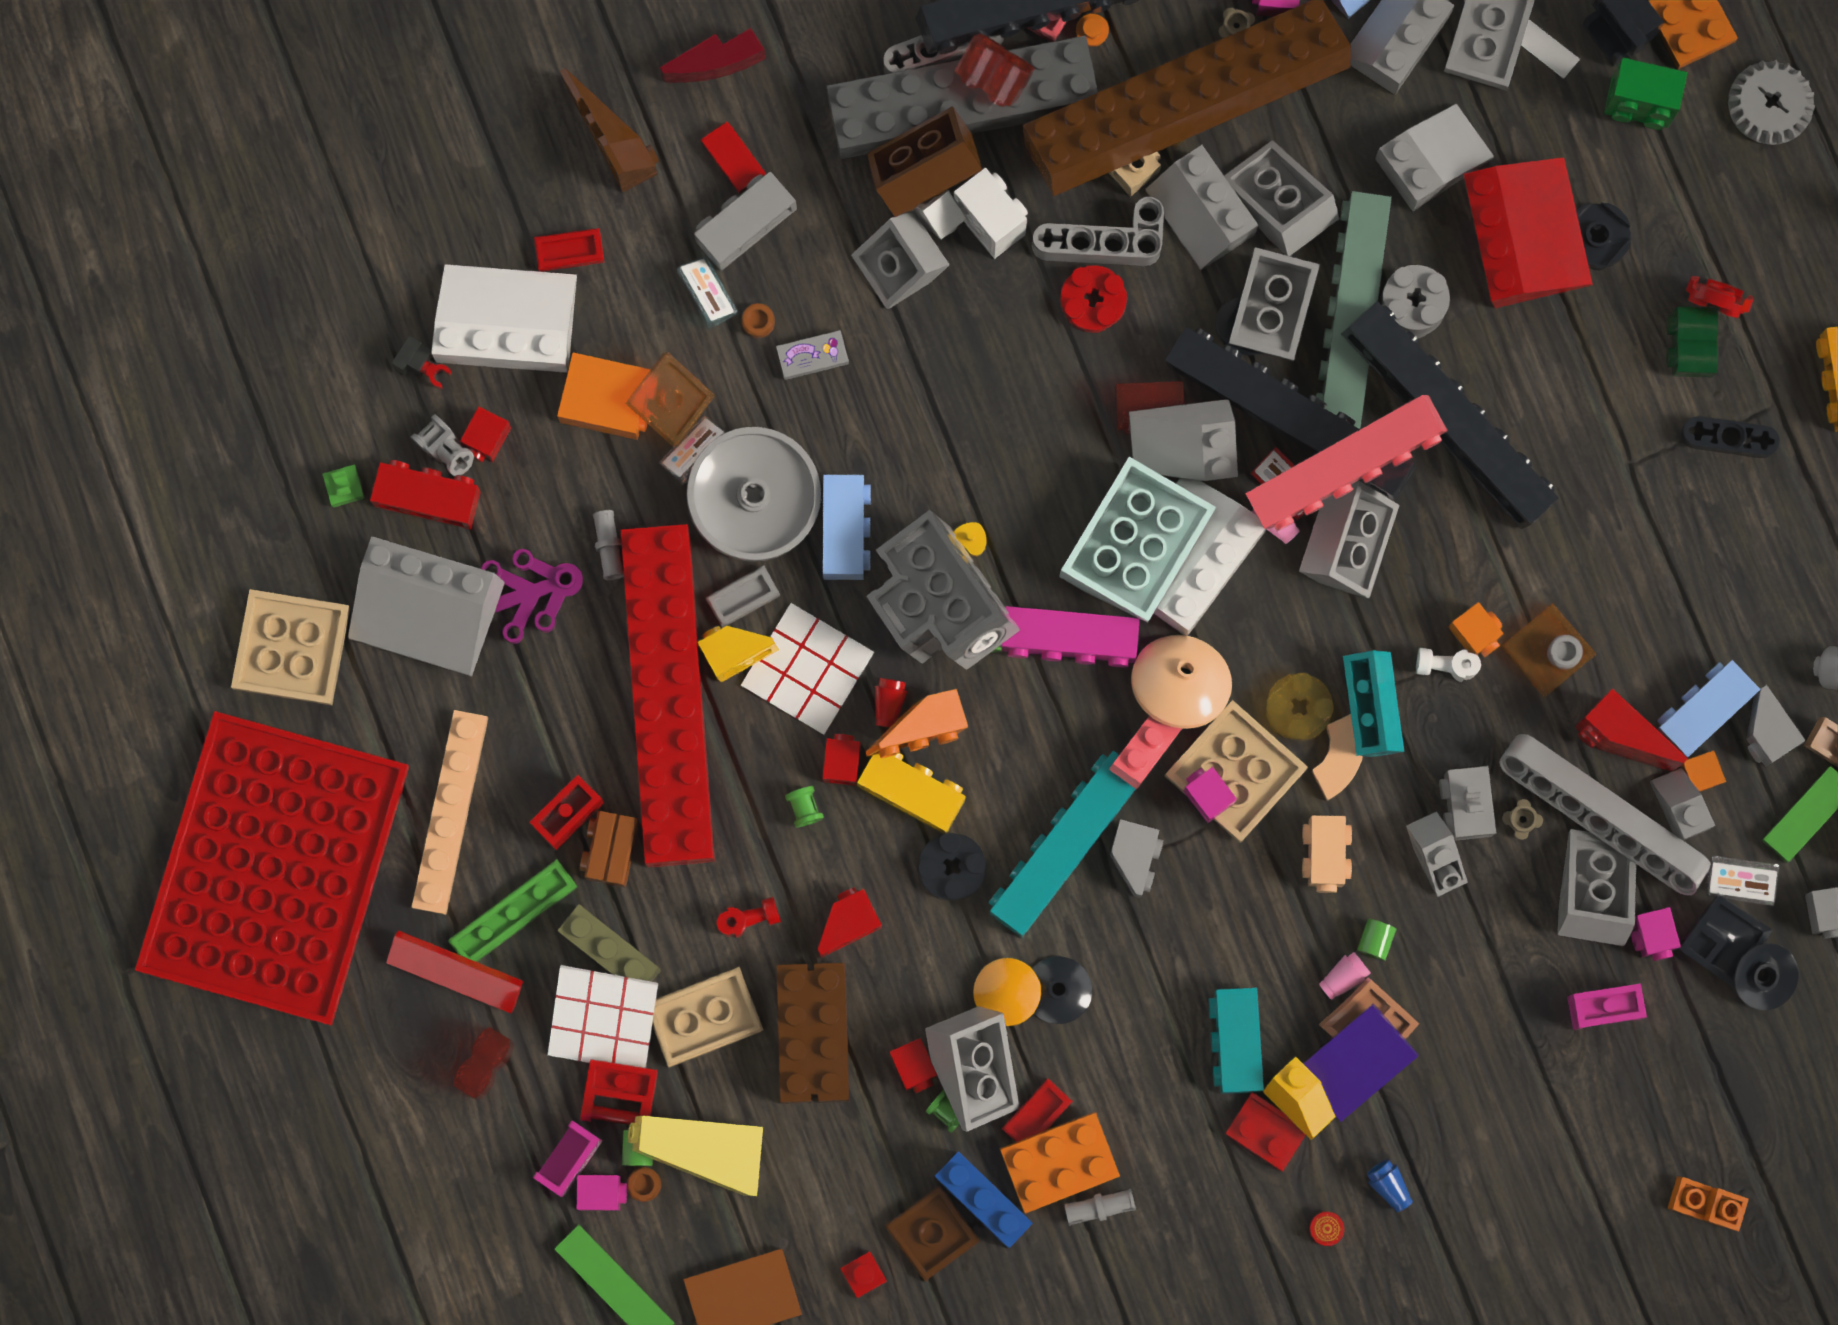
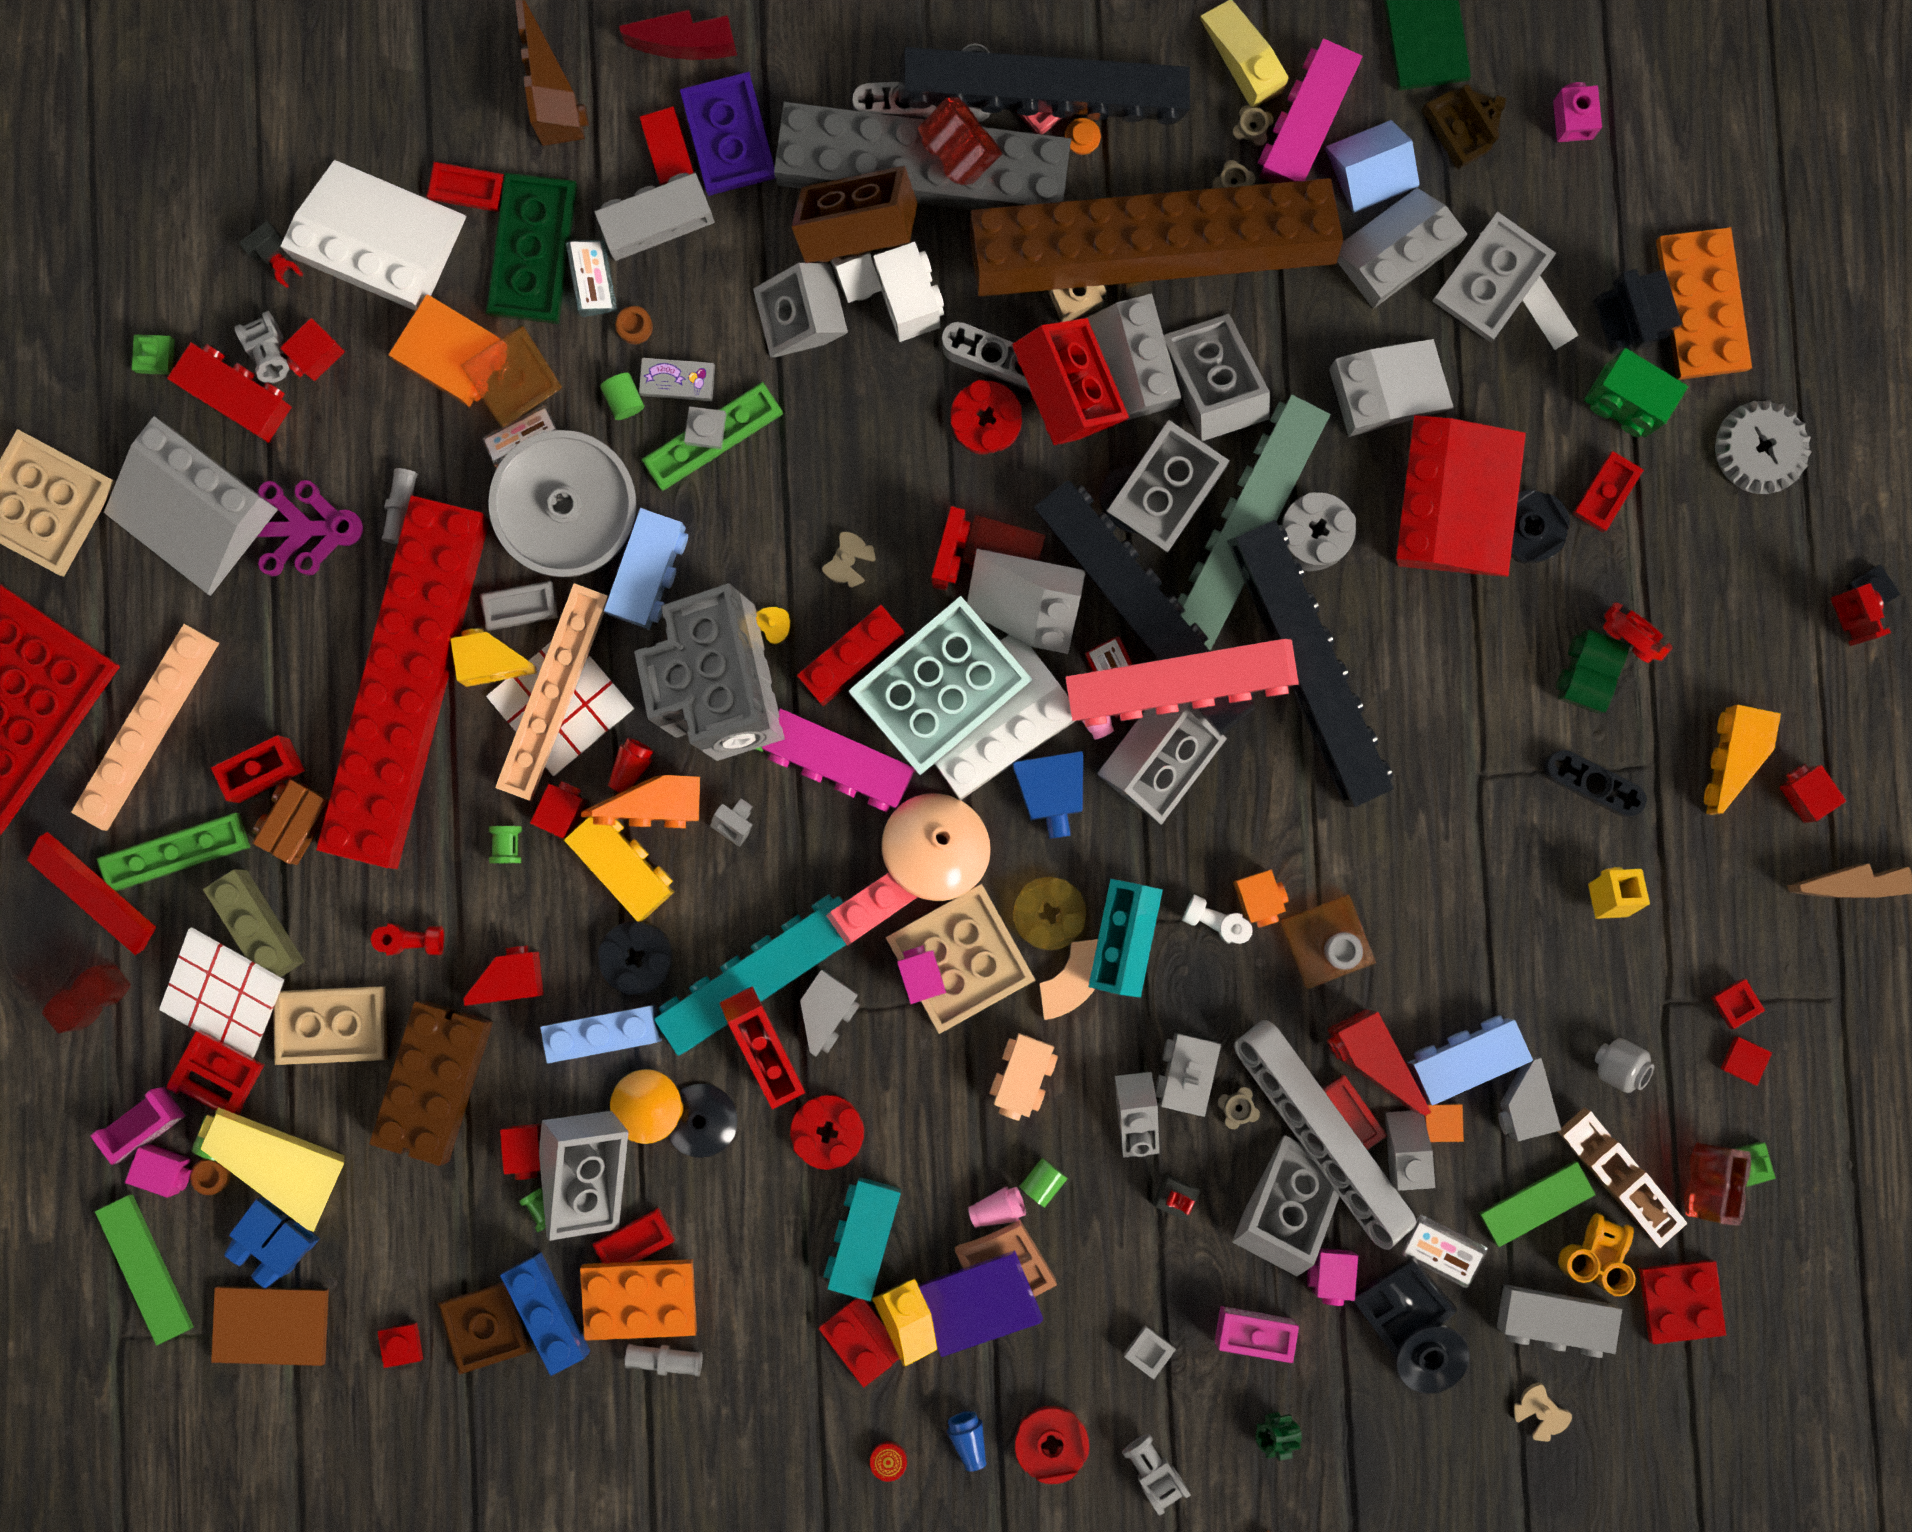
camera: 20 degrees right, 5 degrees up
(645, 284) = (531, 248): none -> dark green tile
(703, 1219) = (277, 1254): none -> blue hips
(771, 385) = (622, 396): none -> bright green piece
(784, 128) = (728, 133): none -> dark purple plate
(800, 660) = (552, 692): none -> light nougat plate
(854, 388) = (705, 427): none -> light grey plate
(860, 394) = (743, 418): none -> bright green tile
(947, 940) = (600, 1034): none -> light blue brick
(996, 720) = (733, 822): none -> light grey tile
(1014, 450) = (849, 548): none -> dark tan piece
(1050, 541) = (851, 655): none -> red brick
(1094, 901) = (762, 1047): none -> red brick
(1104, 410) = (947, 562): none -> red plate
(1158, 242) = (1069, 380): none -> red slope
(1186, 946) = (809, 1143): none -> red plate
(1264, 598) = (1052, 789): none -> blue torso
(1469, 1145) = (1039, 1462): none -> red plate
(1495, 914) = (1176, 1197): none -> pearl dark grey piece
(1519, 1055) = (1149, 1352): none -> light grey plate
(1564, 1160) = (1158, 1479): none -> light grey connector
(1624, 787) = (1355, 1111): none -> red tile
(1652, 184) = (1607, 491): none -> red plate
(1657, 1088) = (1278, 1436): none -> dark green gear
(1782, 523) = (1618, 893): none -> yellow brick

